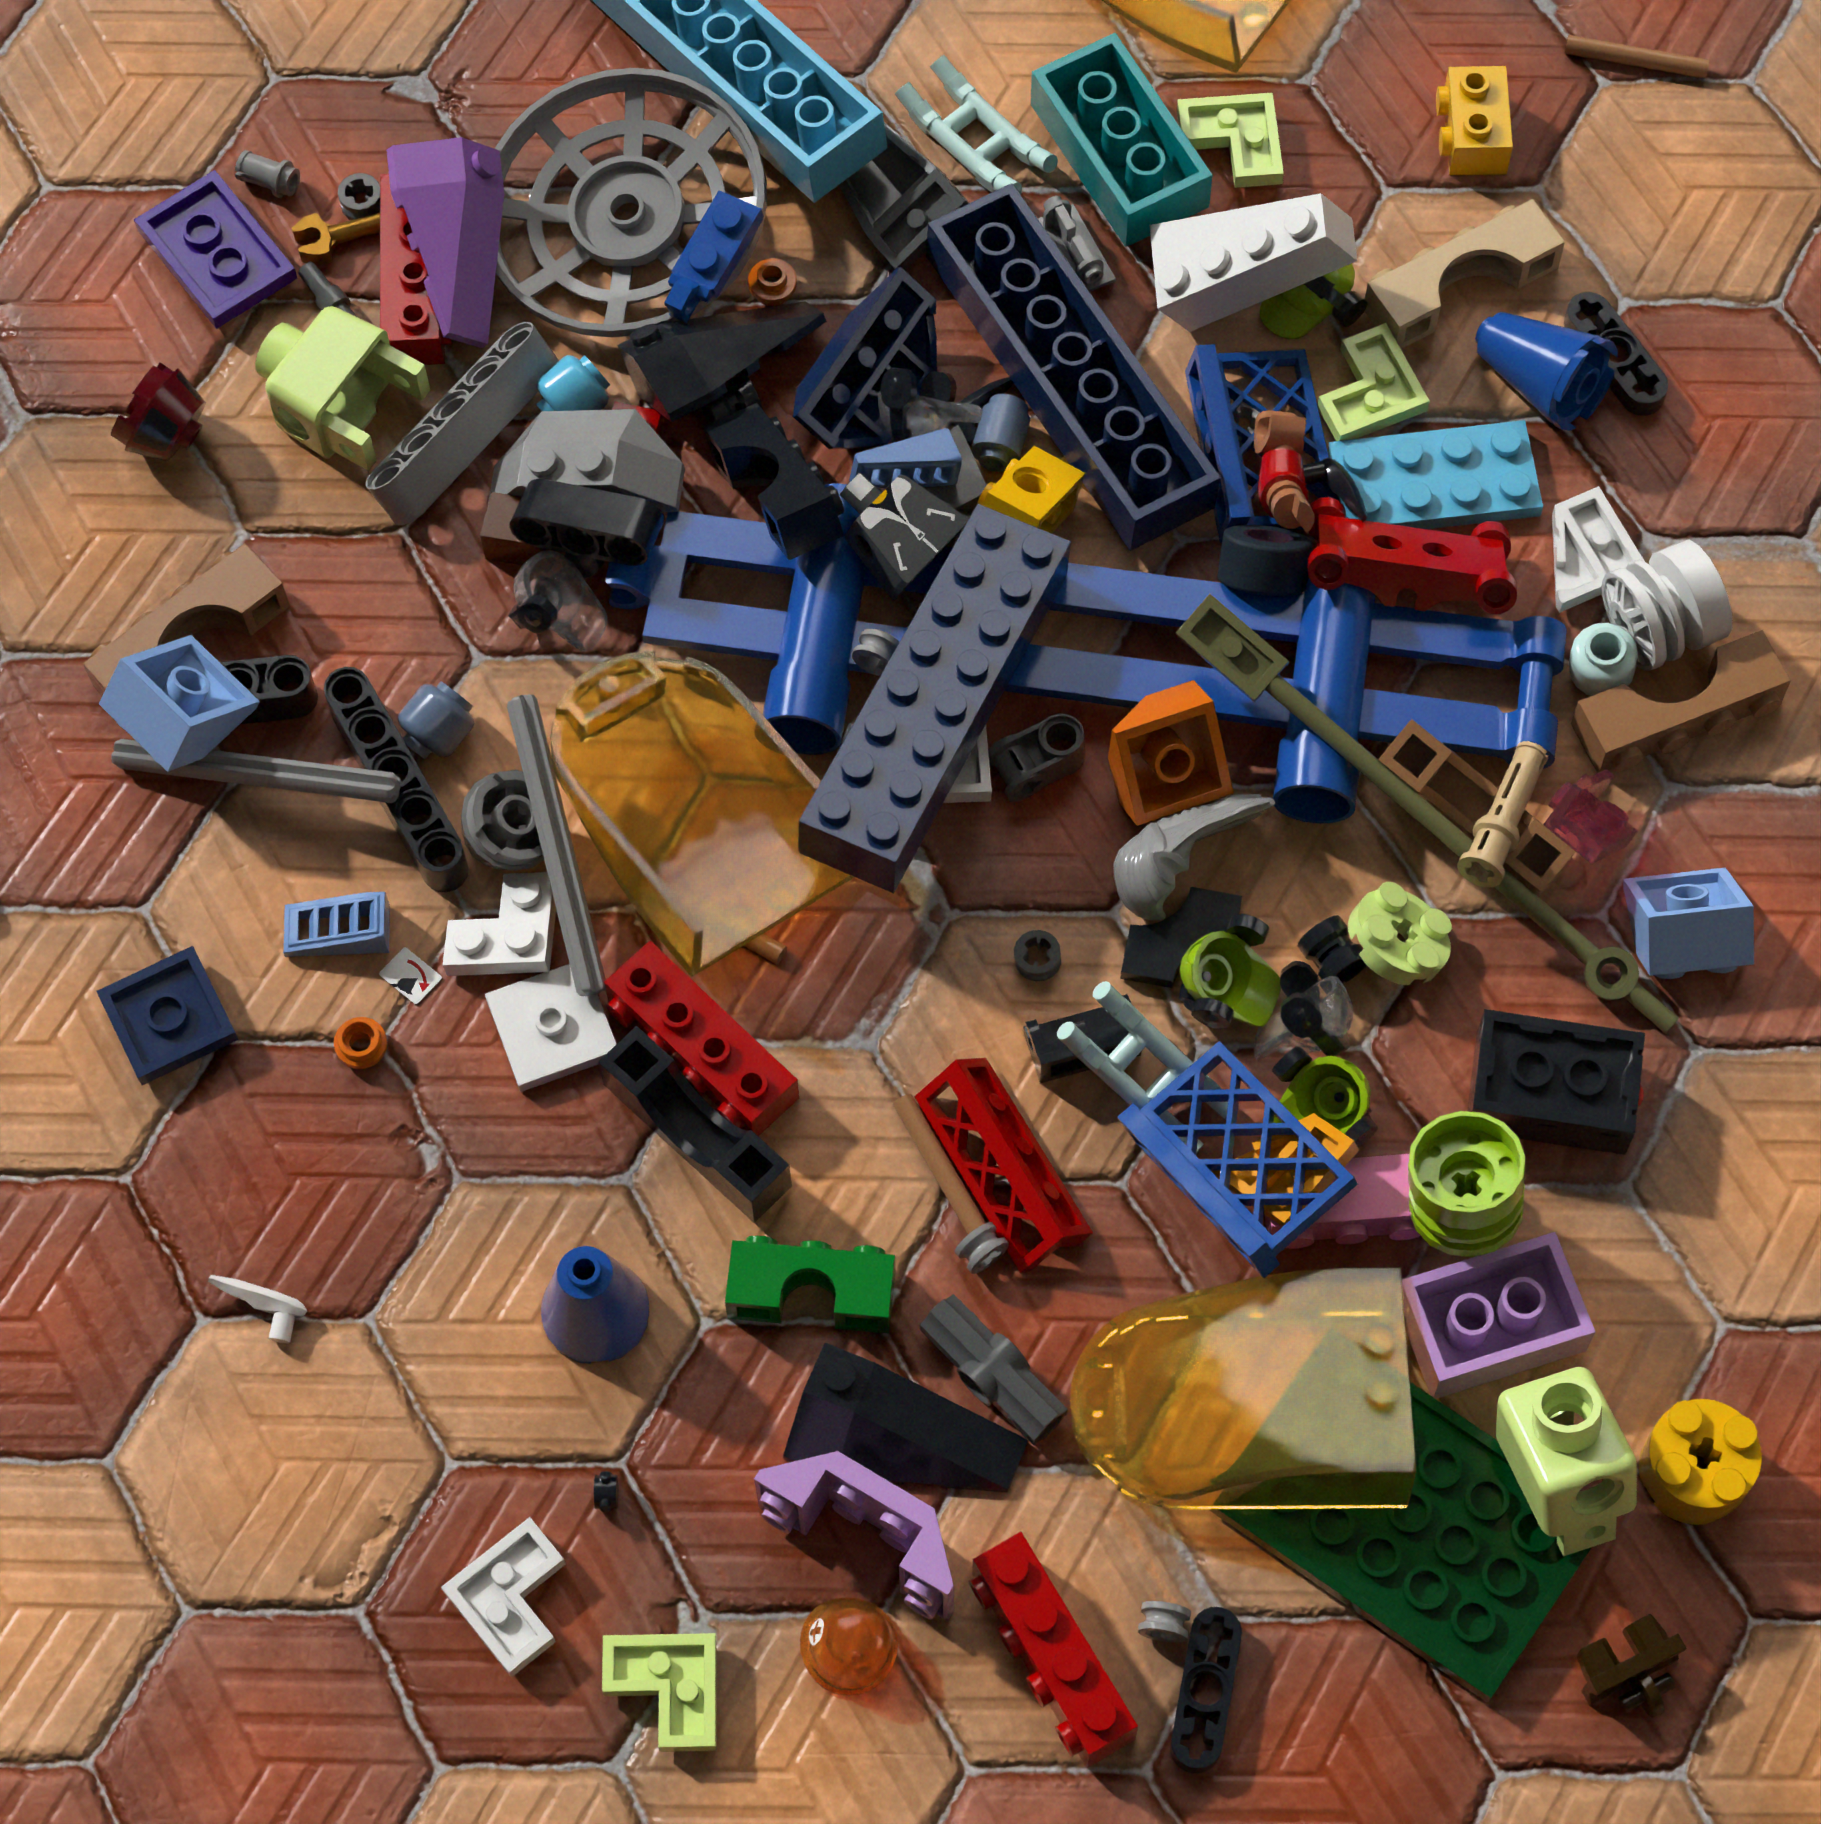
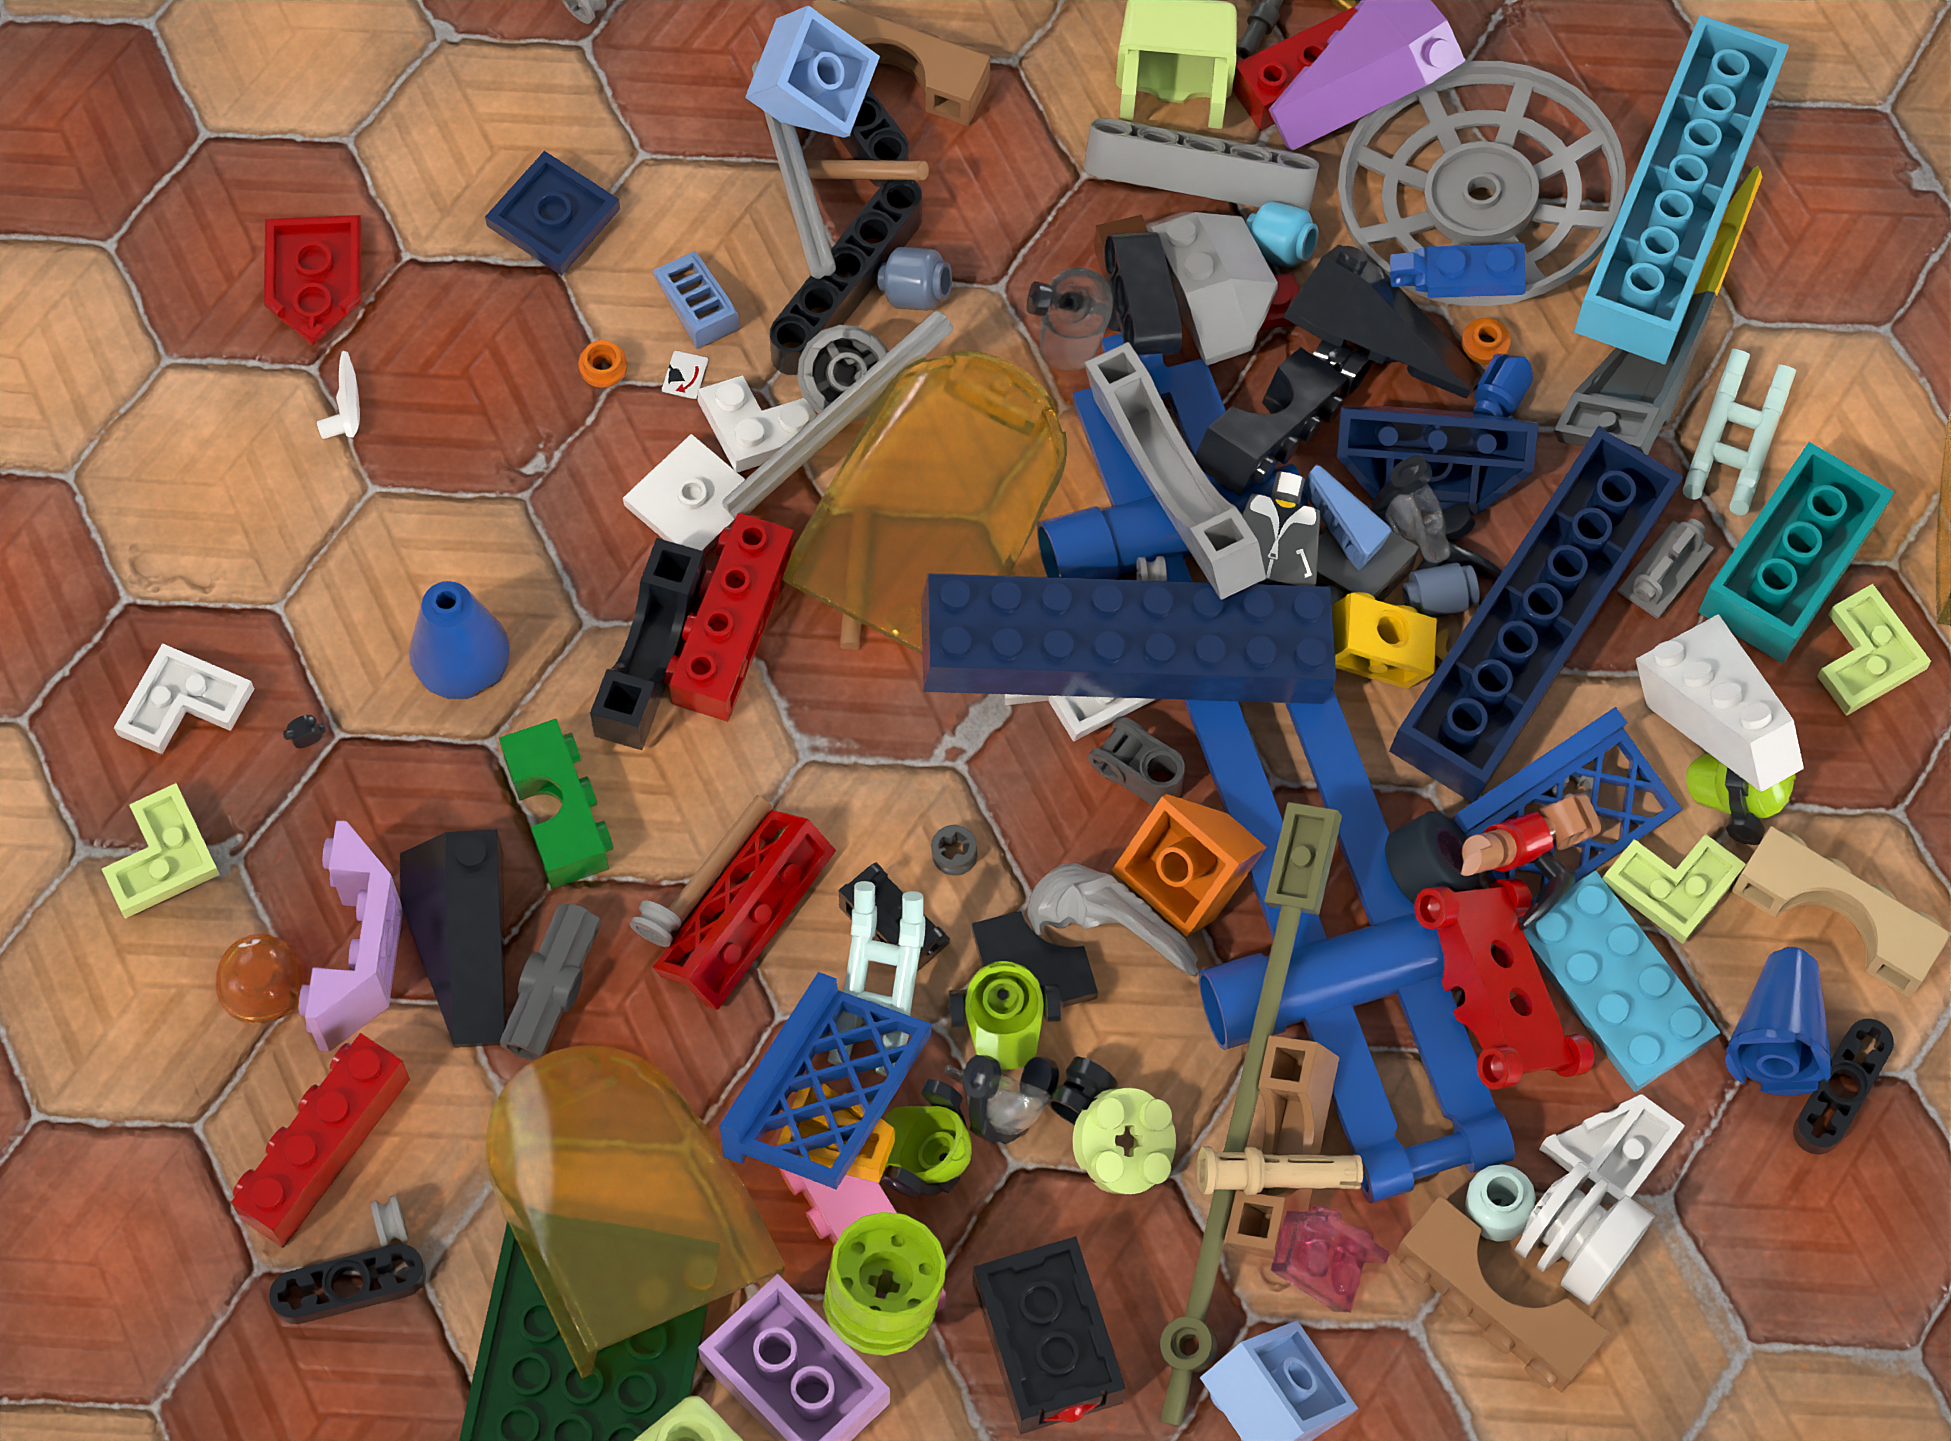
camera: 60 degrees right, 0 degrees up
(95, 1272) = (312, 271): none -> red tile
(303, 701) = (867, 169): none -> medium nougat bar
(828, 288) = (1503, 385): none -> blue arm
(882, 564) = (1201, 516): none -> light grey arch

